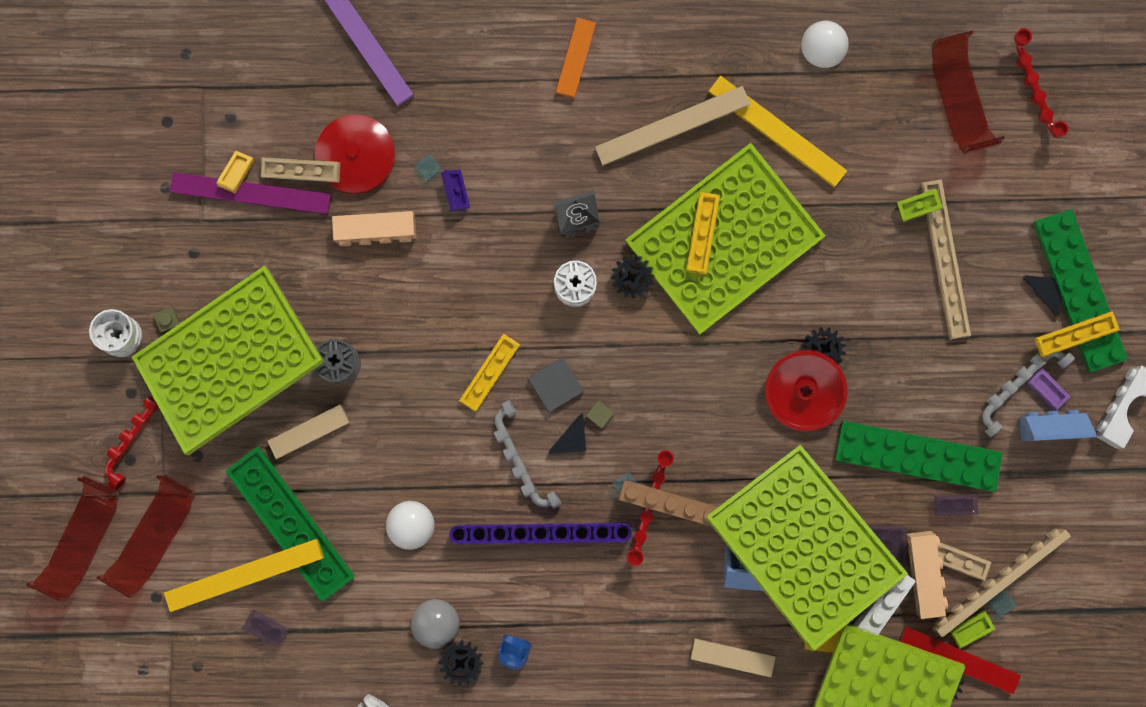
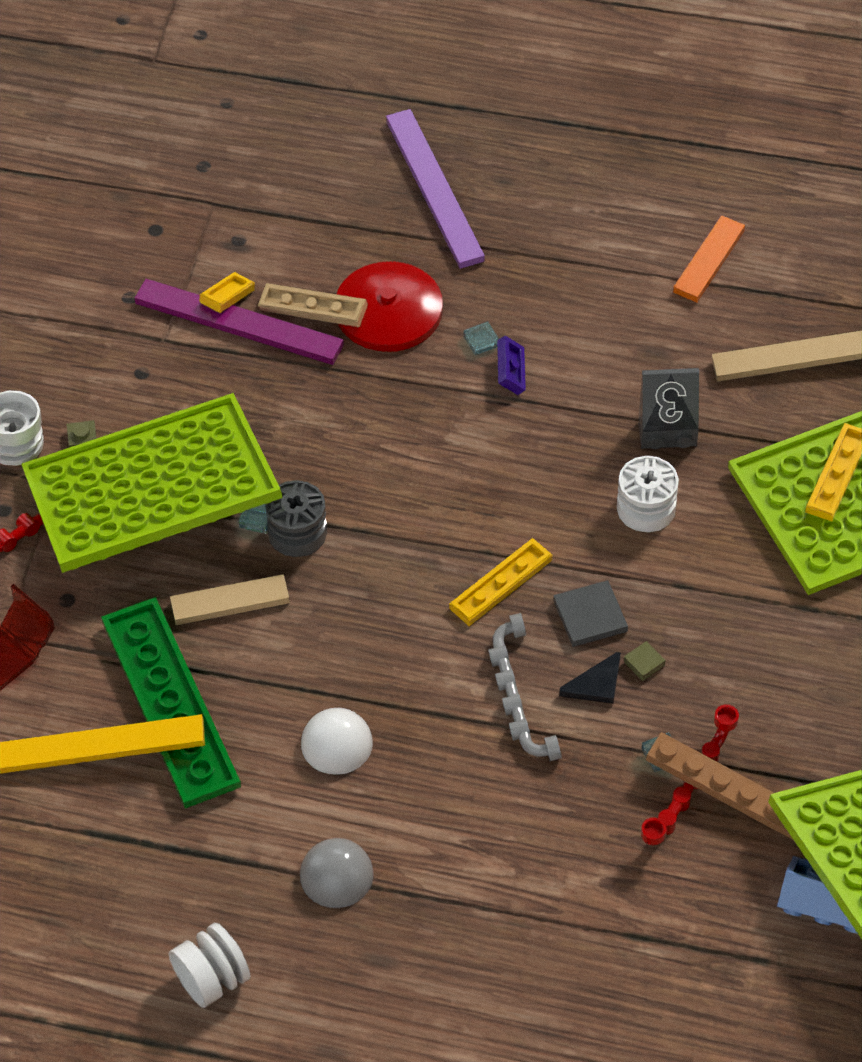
camera: 15 degrees right, 30 degrees down
(265, 628) = (92, 822): clear purple plate -> none
(374, 227) = (391, 384): light nougat brick -> none
(467, 670) = (362, 922): black gear -> none
(513, 652) = (439, 928): blue helmet -> none
(530, 529) = (533, 794): dark purple beam -> none
(636, 285) = (721, 515): black gear -> none
(732, 657) = (770, 1011): tan tile -> none

